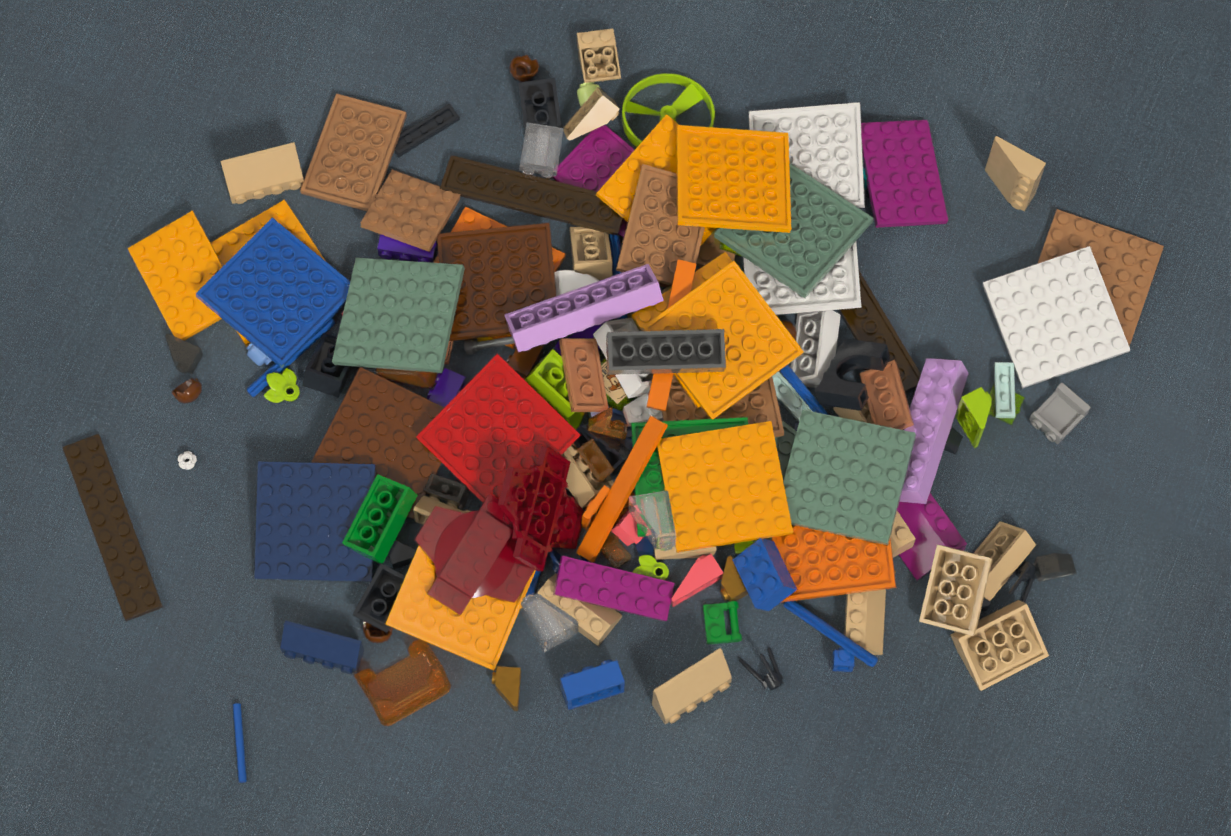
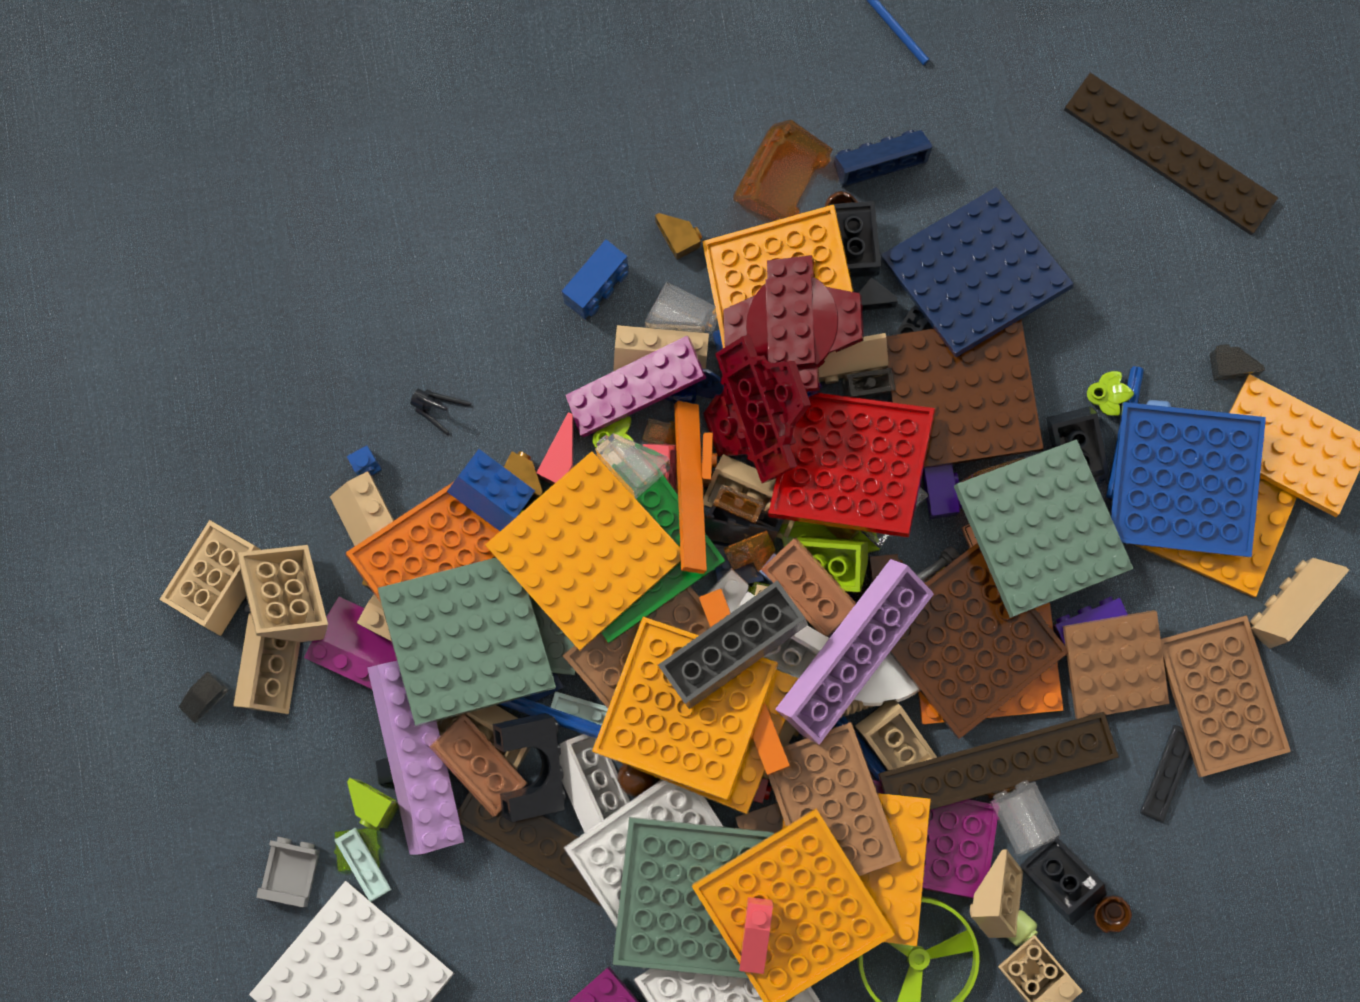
camera: 150 degrees right, 10 degrees up
(187, 465) = (1143, 265): white plate -> none
(188, 391) = (1200, 328): reddish brown hair -> none
(380, 518) = (912, 305): green slope -> none
(691, 687) = (496, 336): tan slope -> none
(715, 623) = (516, 425): green plate -> none
(766, 176) = (756, 935): none -> coral slope
(831, 633) = (383, 474): blue axle -> none
(1024, 573) = (227, 671): black plant -> none

